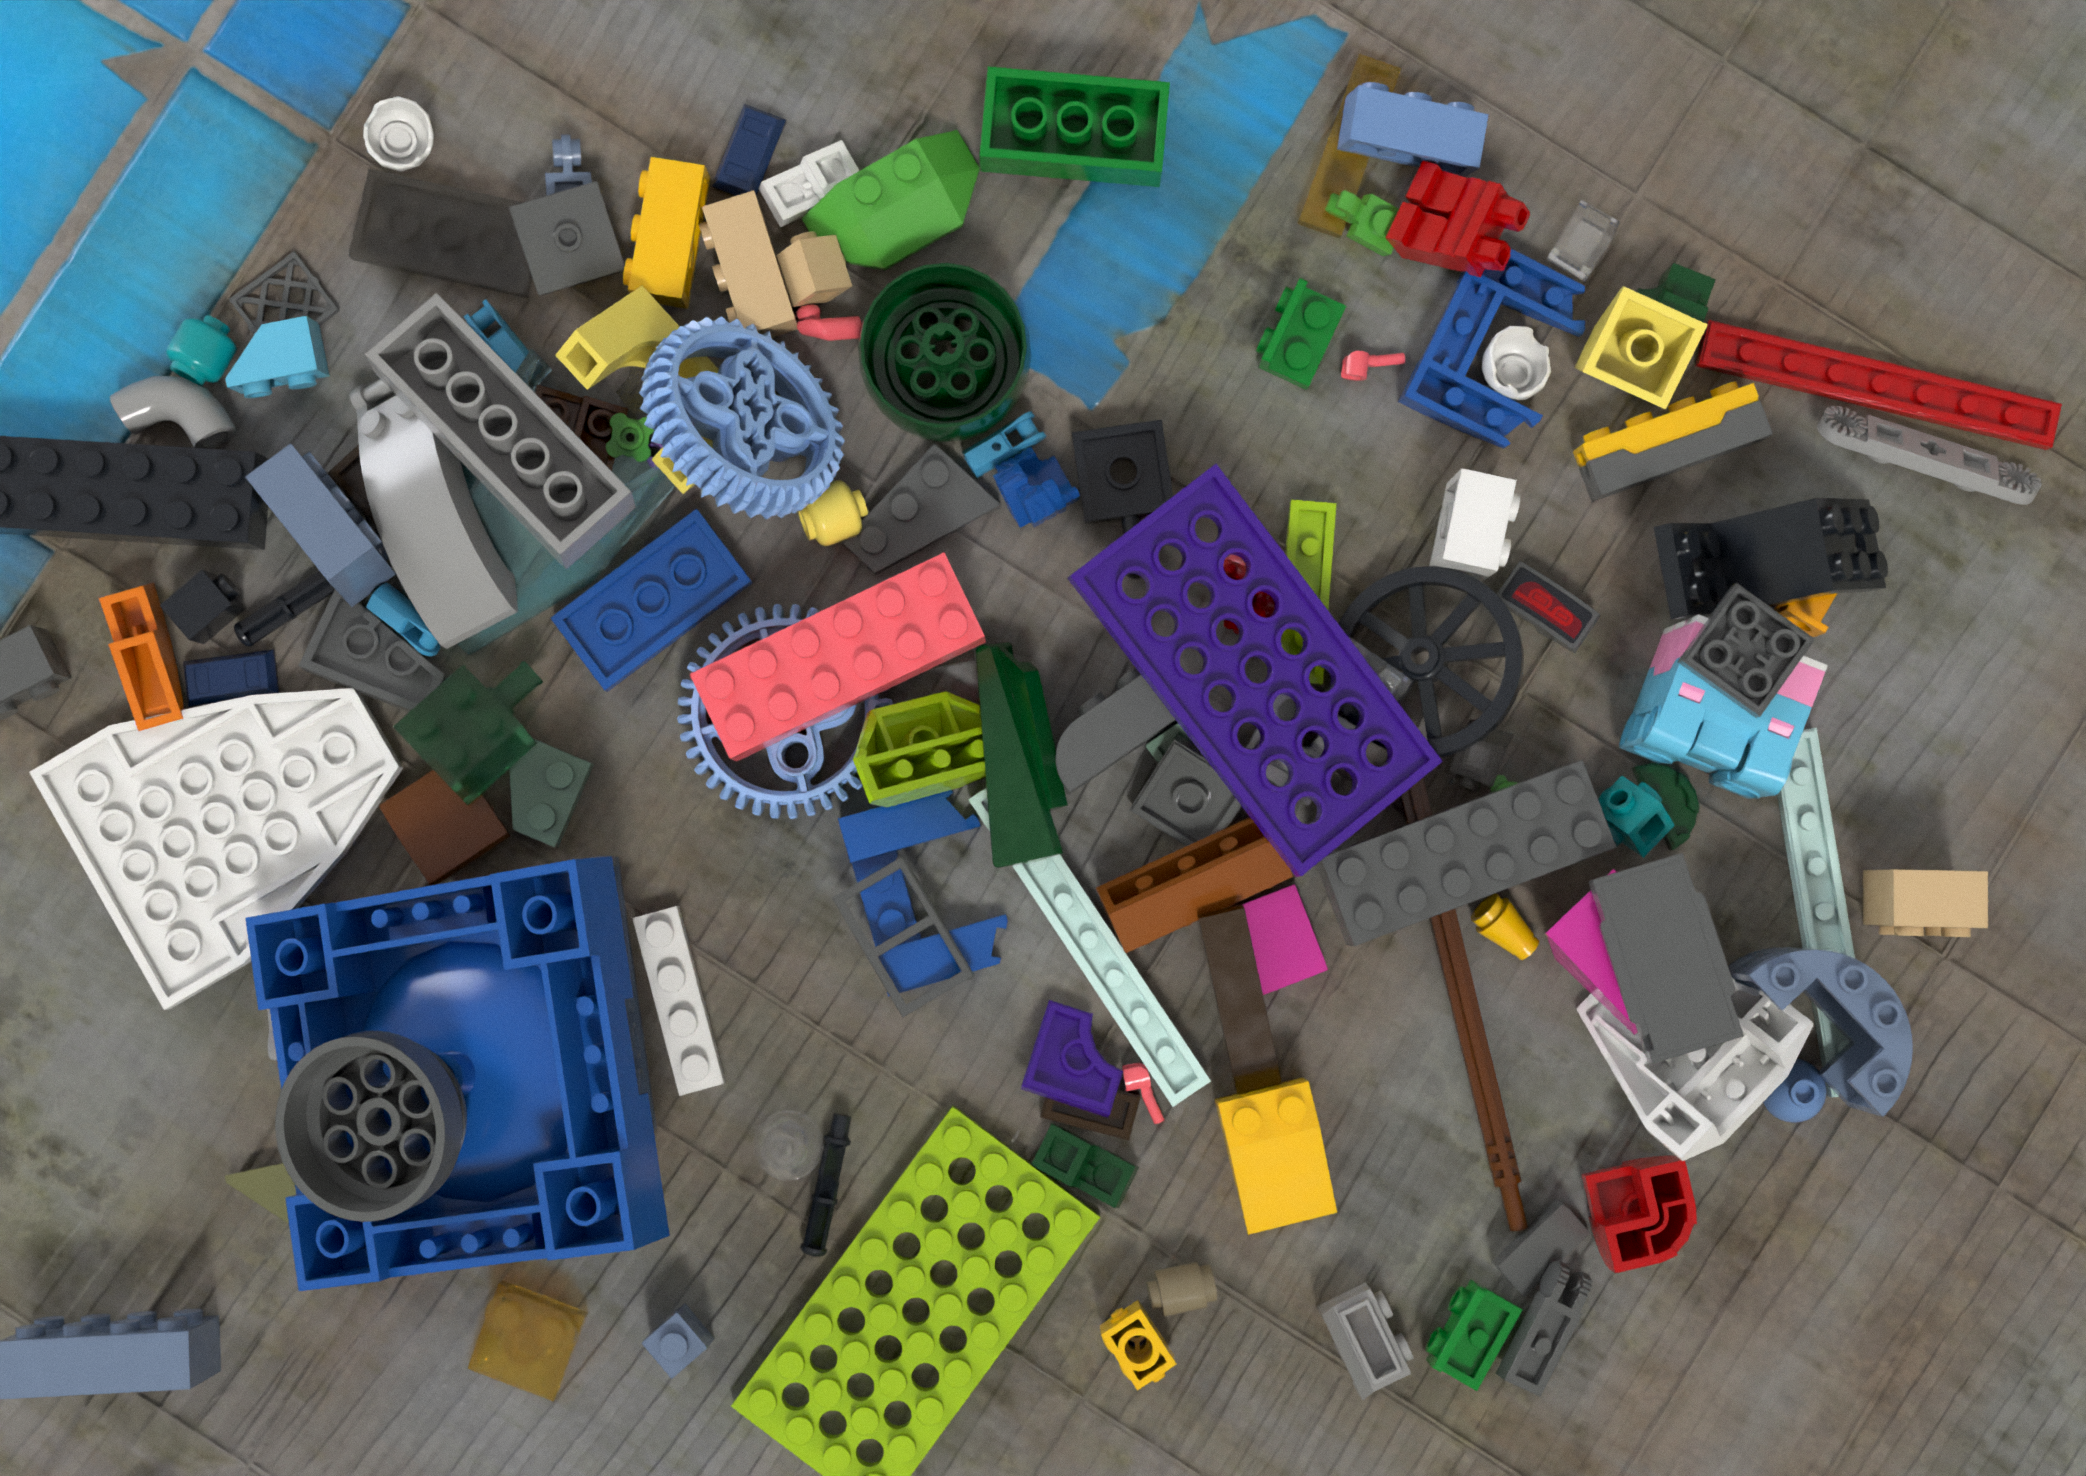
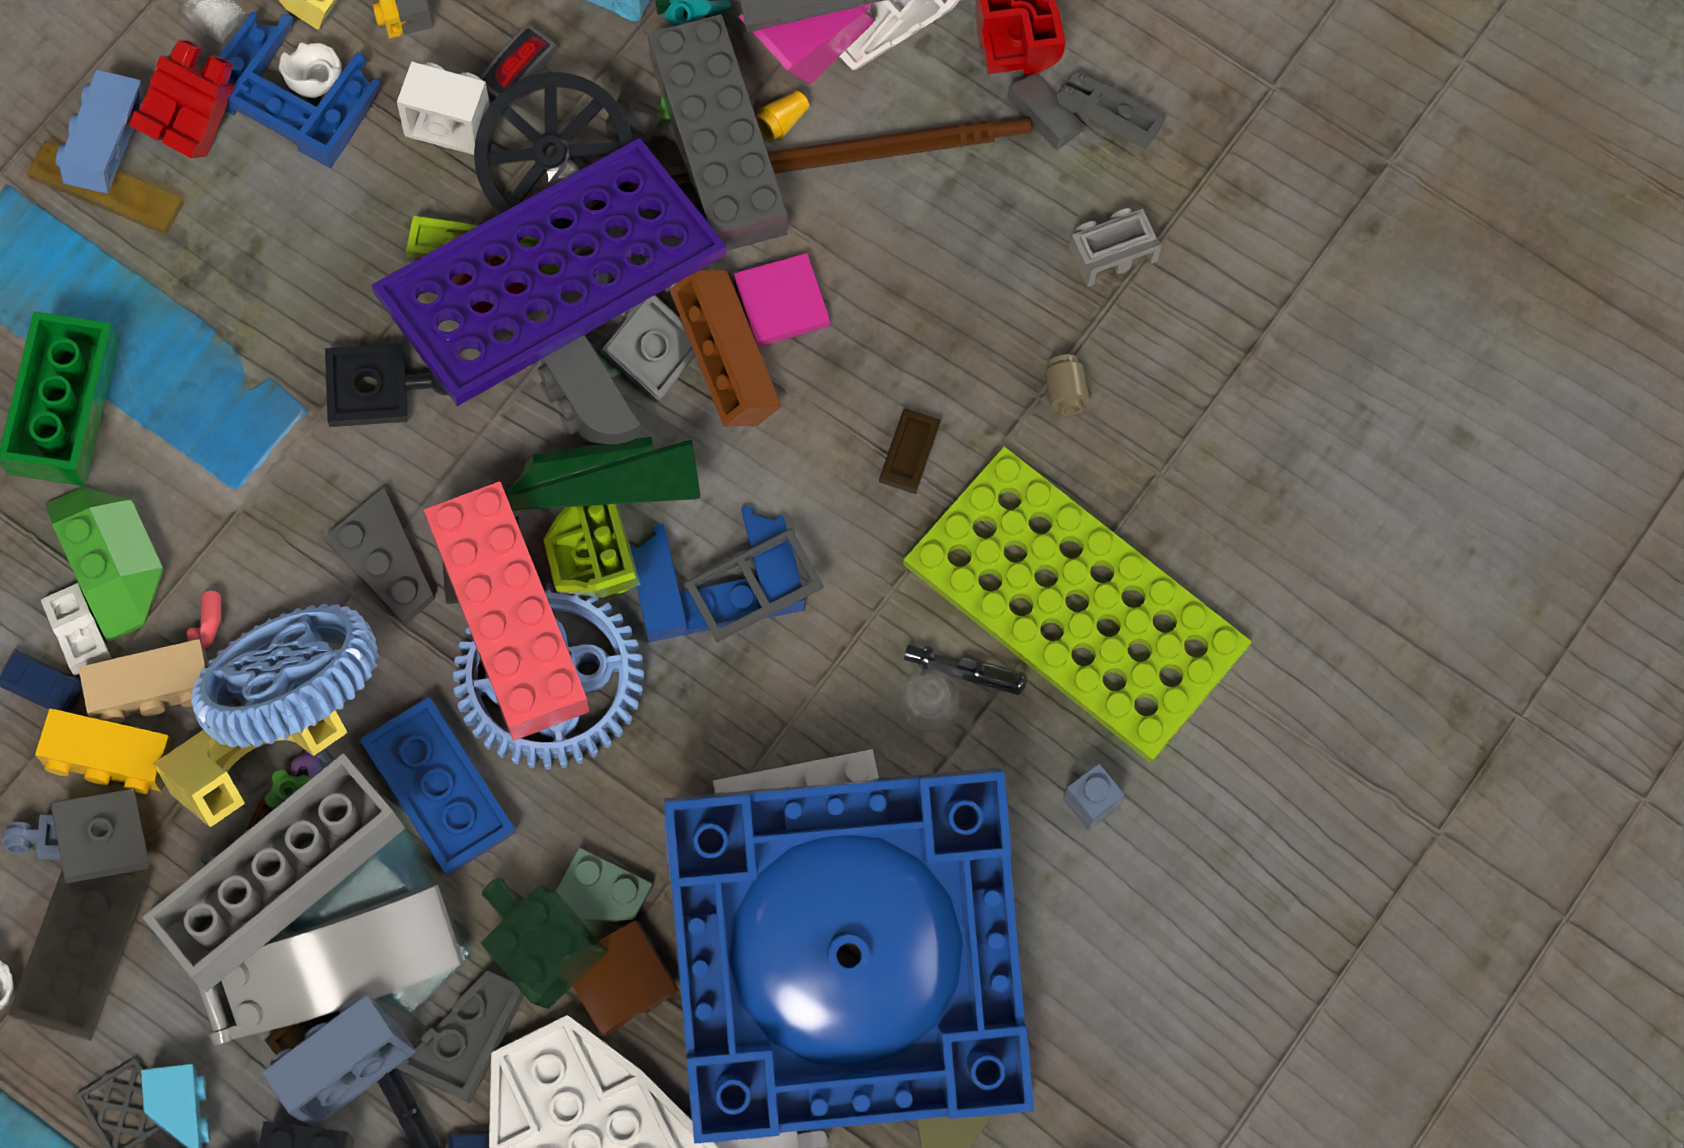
camera: 90 degrees left, 15 degrees down
(317, 1114) = (931, 1039): dark grey wheel -> none
(403, 617) = (428, 1008): dark azure bar -> none
(527, 1340) = (1090, 934): clear yellow slope -> none
(813, 269) = (154, 623): tan brick -> none
(834, 515) = (384, 620): light yellow head -> none
(948, 294) = (227, 476): dark green wheel -> none
(996, 447) = (332, 485): dark azure bar -> none
(1034, 488) = (374, 456): blue hair -> none
(1068, 1065) = (872, 462): dark purple tile -> none
(1085, 1166) = (960, 457): dark green slope -> none
(1109, 972) = (786, 431): light aqua plate -> none
(1137, 1077) = (889, 406): coral hand -> none
(1142, 1362) = (1111, 418): yellow head -> none
(1239, 999) = (826, 320): dark brown tile -> none
(1276, 1155) = (957, 303): yellow slope -> none
(1301, 335) = (264, 236): green bracket -> none
(1357, 363) = (296, 195): coral hand -> none
(1368, 218) = (172, 173): bright green plate -> none
(1472, 1334) = (1113, 165): green bracket -> none

